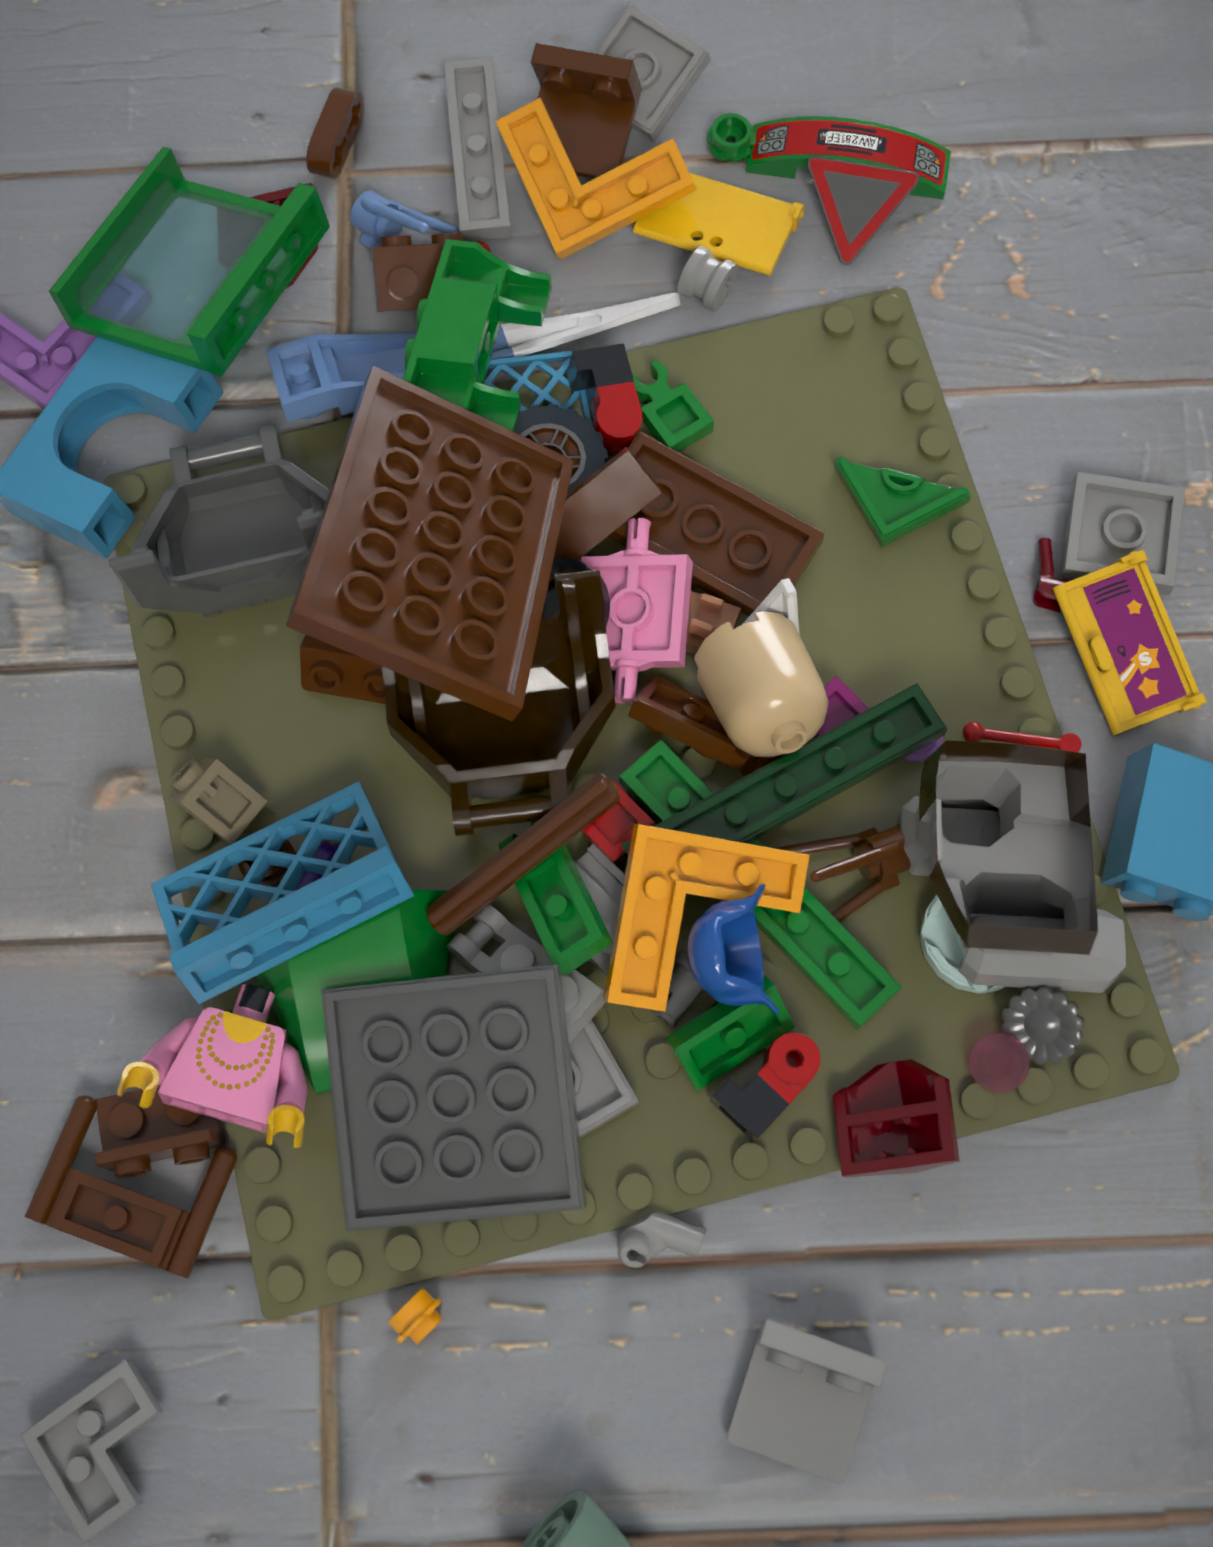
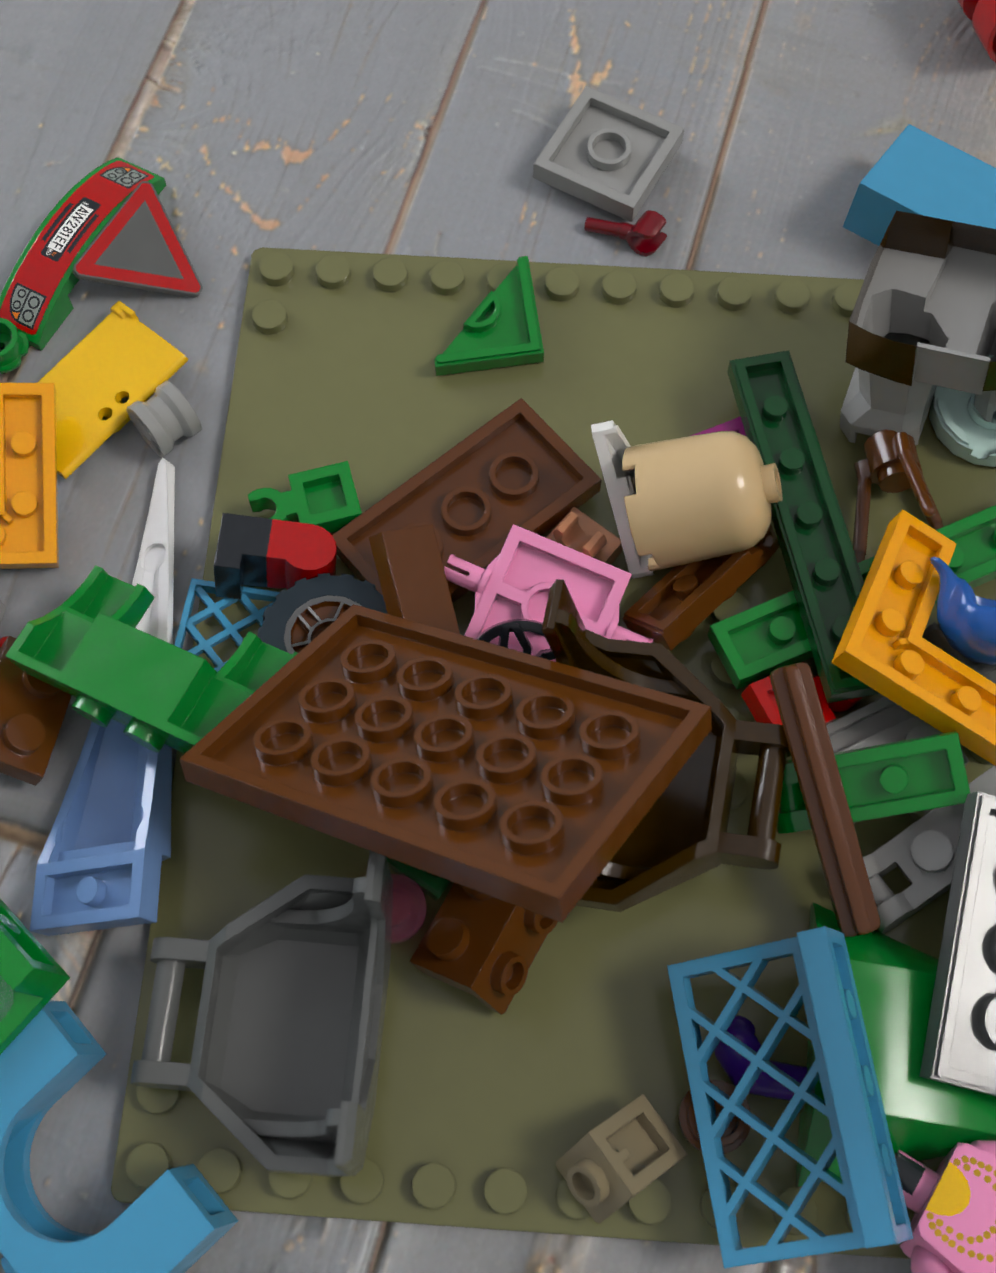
camera: 75 degrees left, 5 degrees down
(975, 732) = (818, 269): red hinge -> none
(1130, 642) = (700, 178): door -> none

